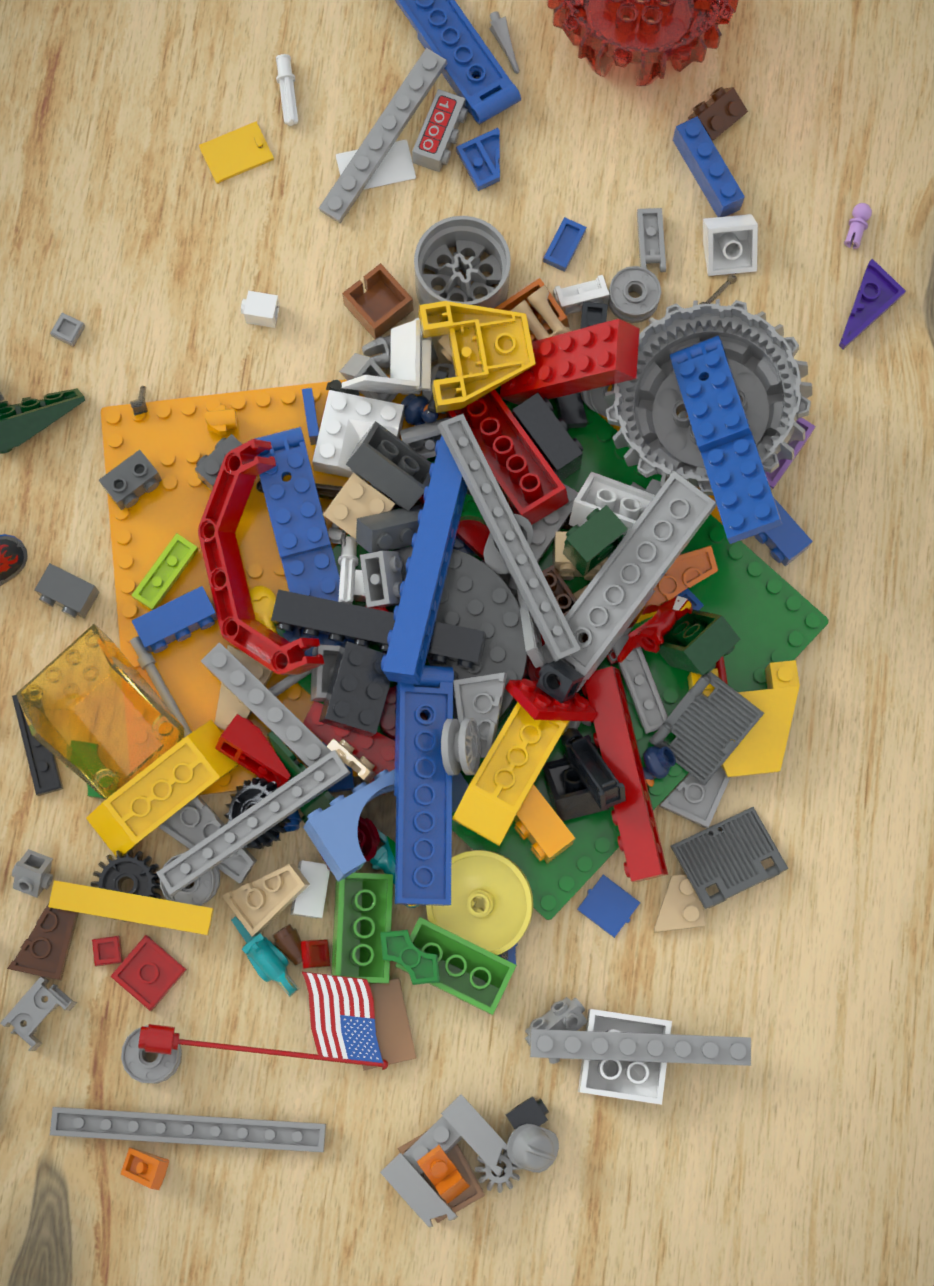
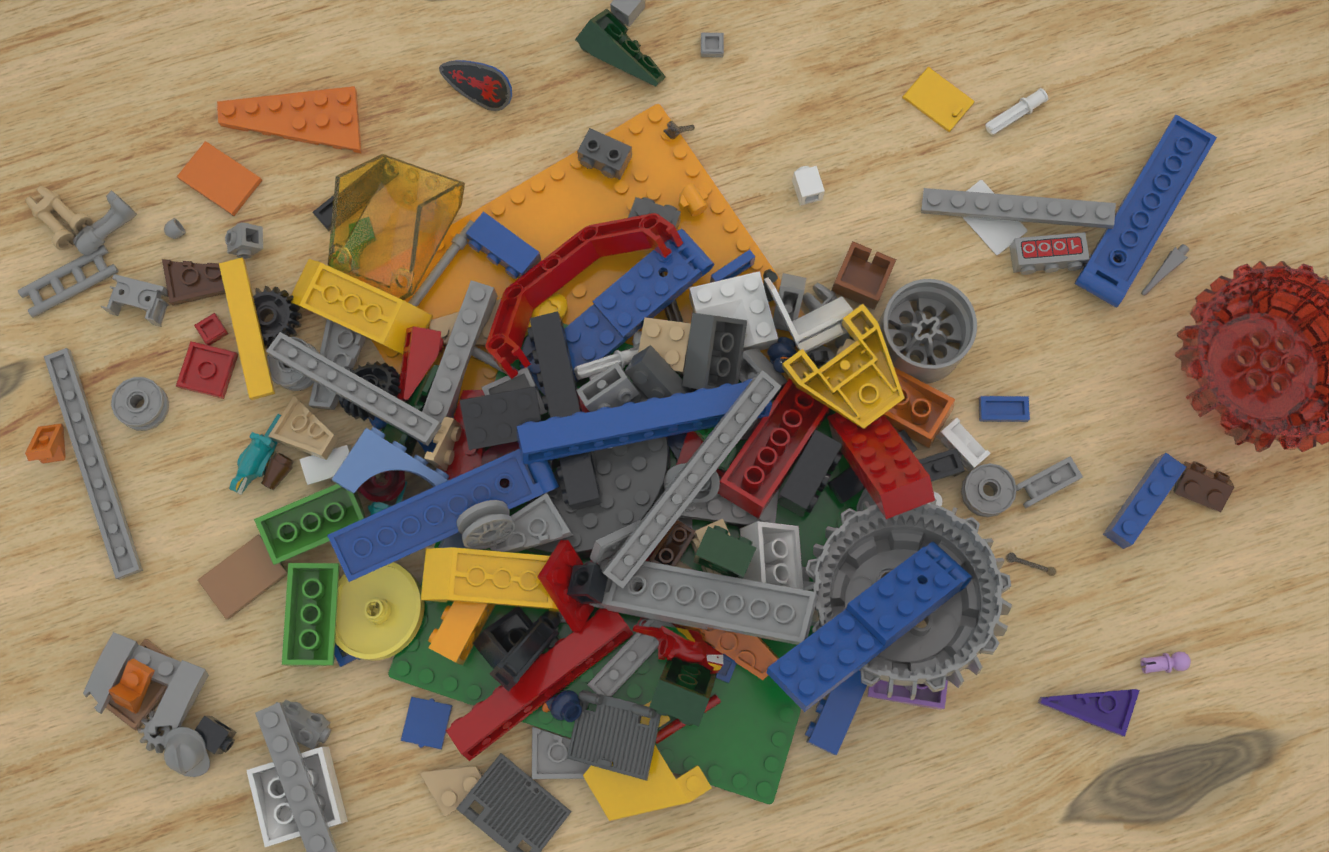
camera: 65 degrees right, 0 degrees up
(66, 591) = (487, 151): dark grey brick -> none
(165, 572) = (540, 219): lime plate -> none
(315, 953) = (277, 494): red tile -> none
(339, 1019) = (227, 537): flag -> none
(420, 965) = (296, 582): green tile -> none
(482, 158) = (1044, 301): blue wing -> none
(540, 303) = (929, 408): tan piece -> none
(730, 244) = (1082, 554): white slope -> none

